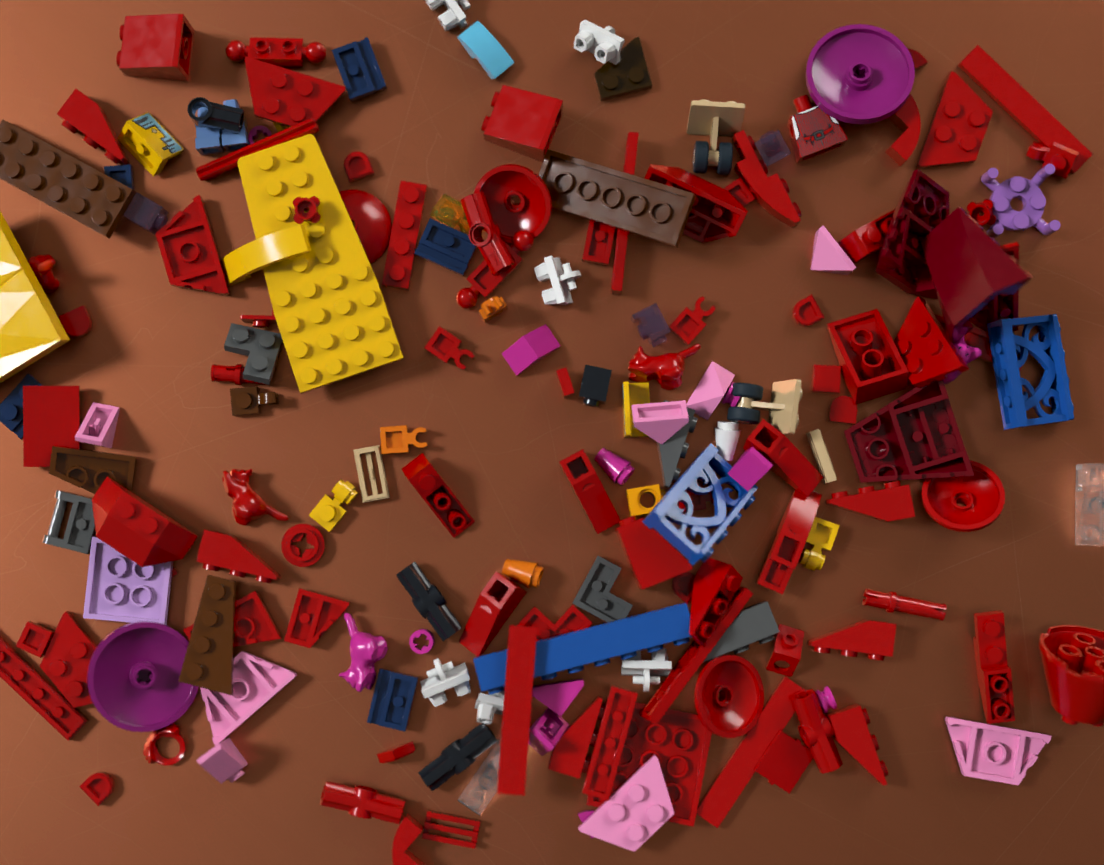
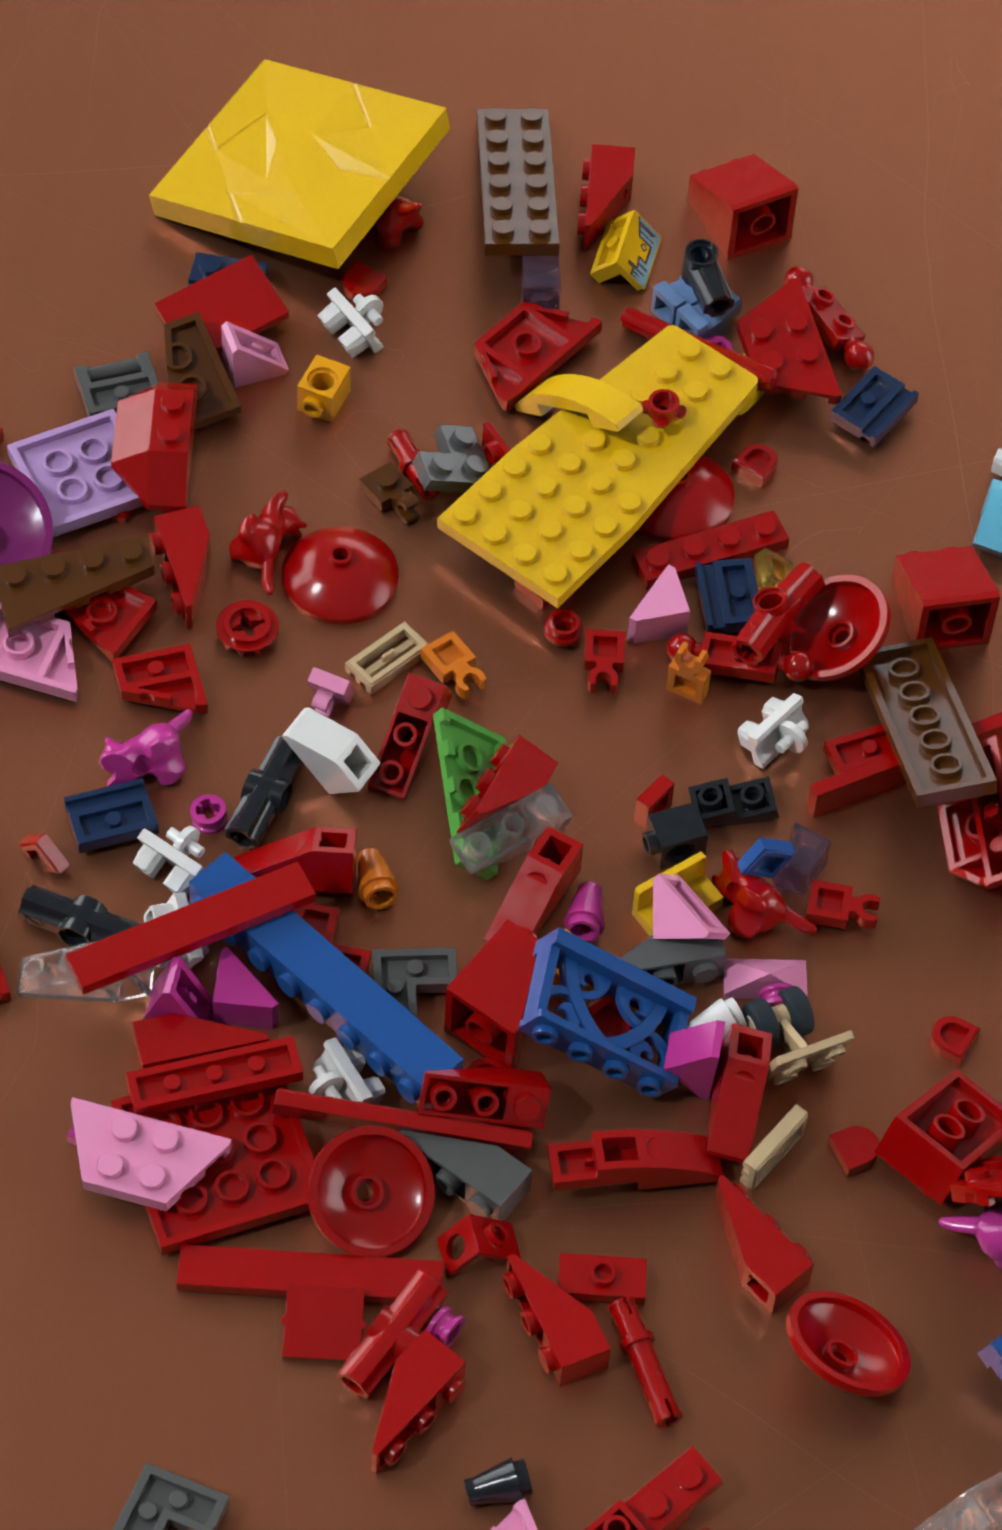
camera: 60 degrees right, 30 degrees down
(96, 350) = (360, 334): none -> white hips
(122, 174) = (571, 245): dark blue tile -> none
(143, 390) = (323, 388): none -> light orange brick
(312, 470) = (340, 589): none -> red dish
(328, 510) = (310, 636): yellow plate -> none
(379, 524) = (328, 690): none -> bright pink tile
(408, 350) = (566, 620): none -> red plate
(430, 553) = (331, 752): none -> white slope
(436, 293) = (661, 611): none -> bright pink slope
(494, 480) = (463, 758): none -> bright green wing
(512, 461) = (515, 774): none -> red slope
(530, 349) = (670, 746): dark pink slope -> none
(543, 480) = (511, 830): none -> clear slope
(587, 335) = (734, 804): none -> black slope
(652, 350) = (766, 857): none -> blue tile
(820, 537) = (665, 1202): yellow plate -> none
(826, 379) = (879, 1105): red tile -> none
(841, 596) = (602, 1277): none -> red plate
(910, 439) = (884, 1243): dark red wedge -> none
(930, 722) = (500, 1483): none -> black cone

